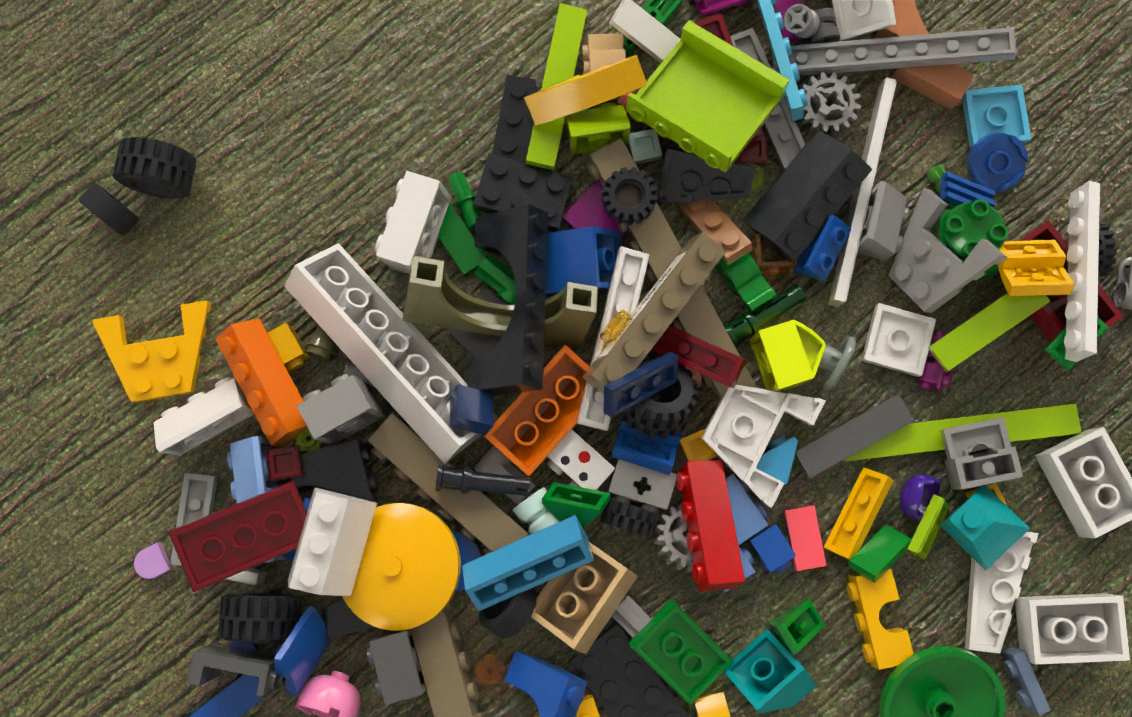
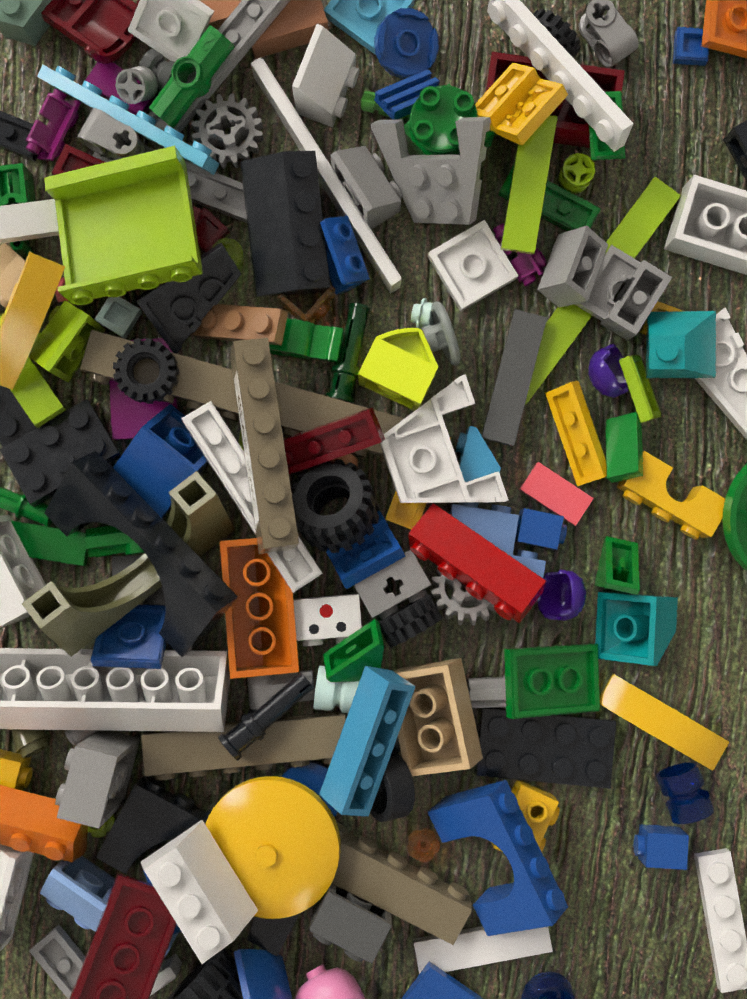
camera: 50 degrees left, 5 degrees up
(284, 463) = (98, 862): dark red tile -> none
(448, 350) = (132, 640): none -> blue tile
(471, 410) = (199, 670): dark blue piece -> none
(615, 326) = (242, 488): clear yellow tile -> none
(640, 384) = (309, 514): dark blue tile -> none
(742, 605) = (562, 595): none -> dark purple hair
(752, 34) = (109, 136): none -> light grey piece
(835, 336) = (422, 314): none -> light aqua plate
(860, 48) = (205, 59): none -> green piece
(923, 132) = (324, 78): none -> white slope
(963, 405) = (573, 267): none -> light grey brick
(994, 363) = (560, 206): none -> green tile
(1032, 347) = (580, 166): none -> lime wheel

